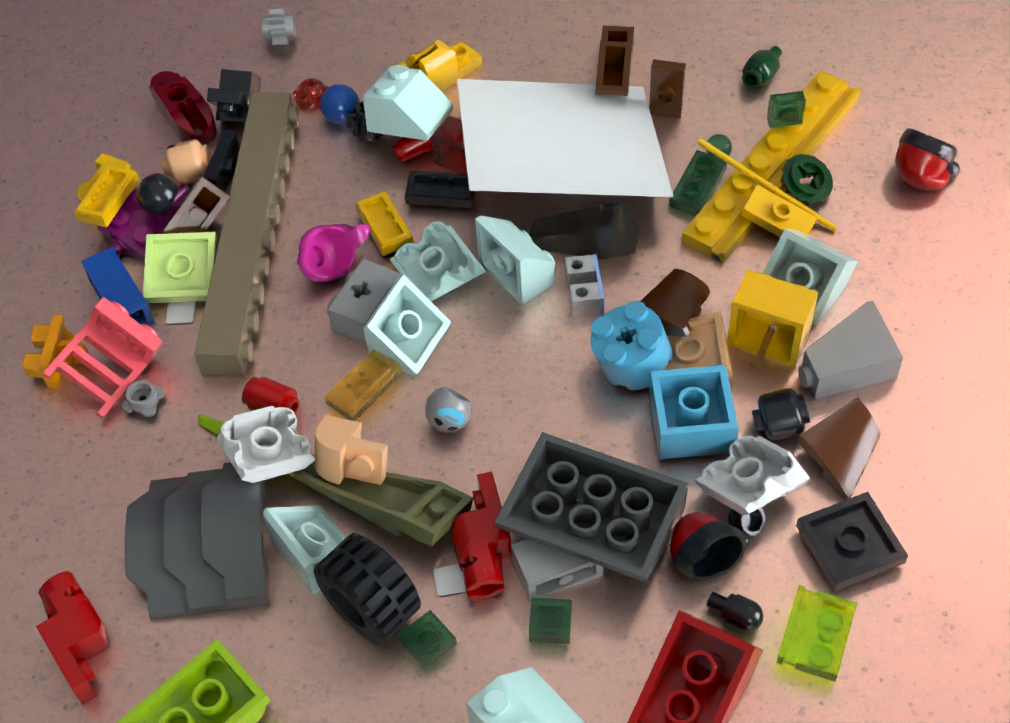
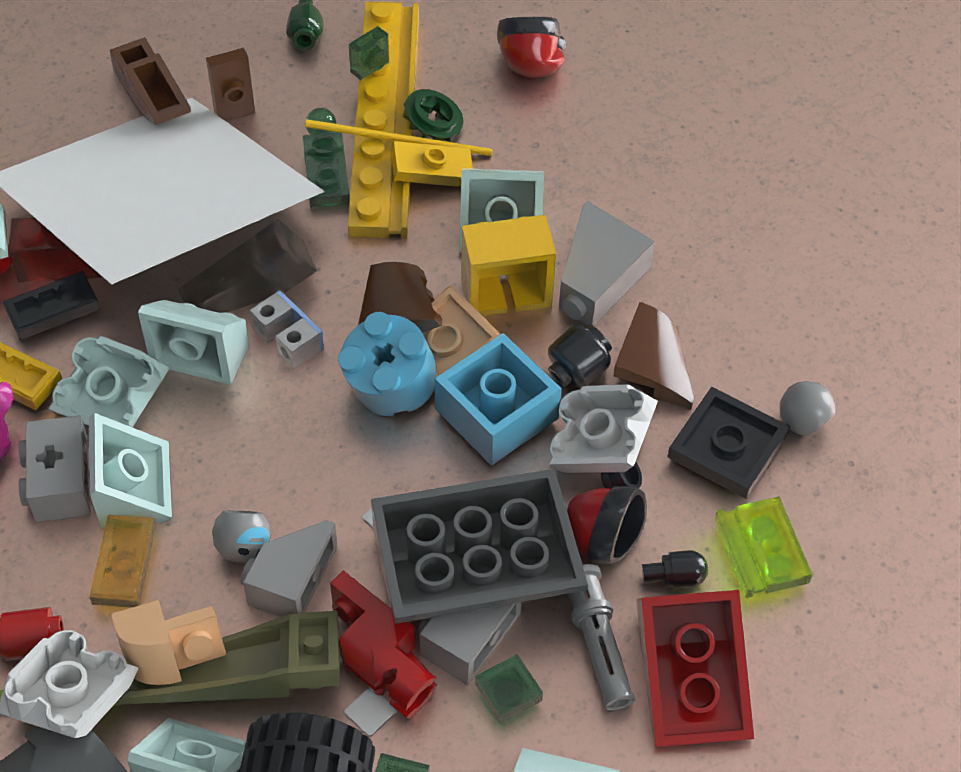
camera: 40 degrees left, 0 degrees up
(464, 452) = (289, 569): none -> light grey slope
(648, 607) = (595, 613): none -> light grey pin
(933, 548) = (806, 407): none -> light grey piece

